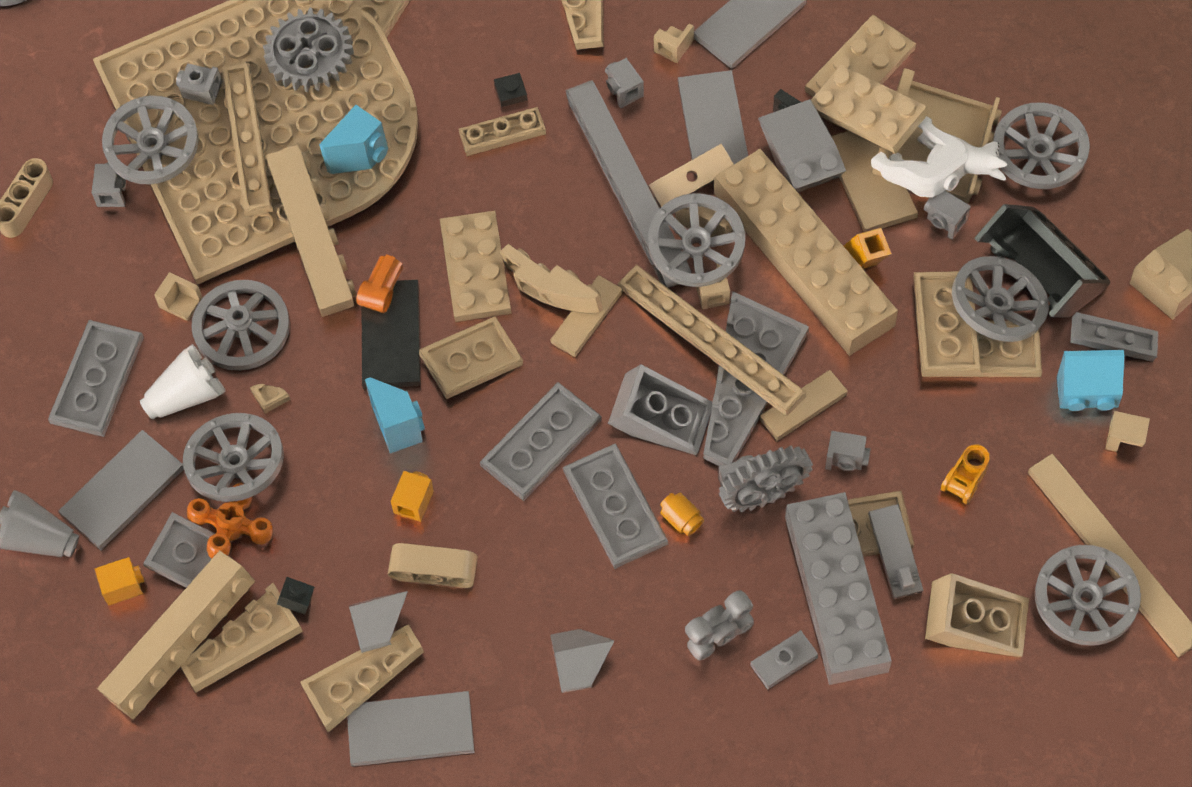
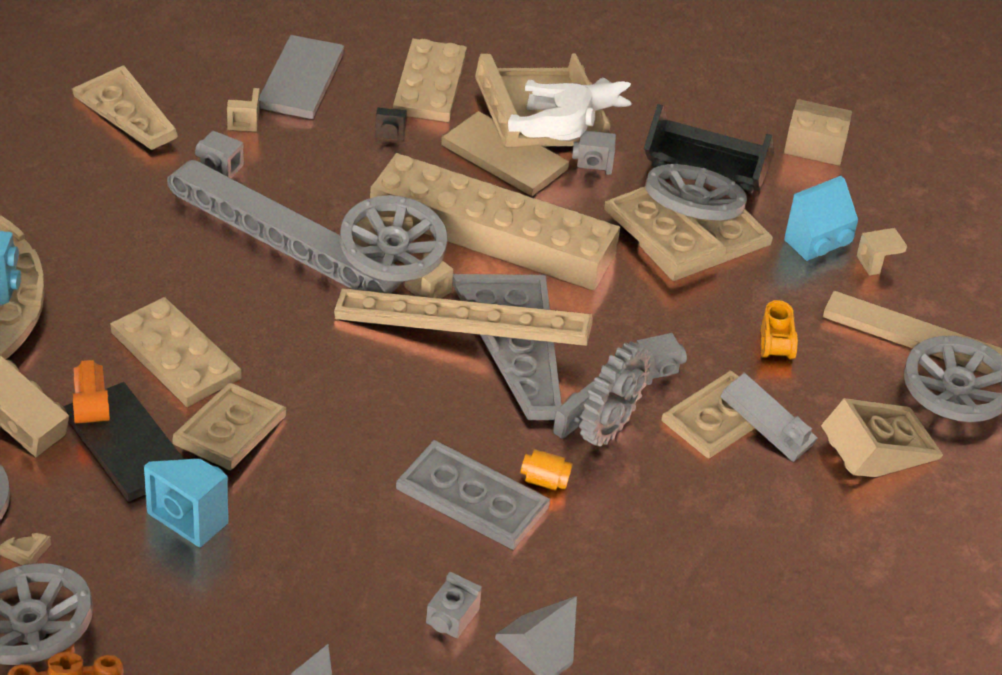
camera: 40 degrees left, 20 degrees down
(412, 495) = (257, 569): light orange brick -> none
(432, 565) = (324, 622): tan beam -> none
(489, 135) = (122, 235): tan tile -> none
(510, 89) = (107, 200): pearl dark grey plate -> none
(529, 608) = (454, 605): none -> light grey brick
(540, 441) = (354, 471): light grey tile -> none
(554, 288) = (278, 332): tan slope -> none
(579, 325) = (322, 350): tan tile -> none
(660, 411) = (456, 393): light grey slope -> none
(704, 167) = (350, 190): tan tile -> none
(712, 114) = (326, 160): light grey tile -> none
(719, 625) = (667, 538): light grey gear -> none
(784, 659) = (740, 552): light grey plate -> none
(802, 146) = (433, 139): light grey slope -> none
(819, 396) = (579, 359): tan tile -> none
(837, 588) = (745, 466): light grey brick -> none
(868, 248) = (555, 190): light orange brick -> none
(869, 109) = (471, 92): tan plate -> none
(1042, 143) = (639, 79): light grey wheel -> none
(1114, 335) = (785, 186): light grey hinge -> none

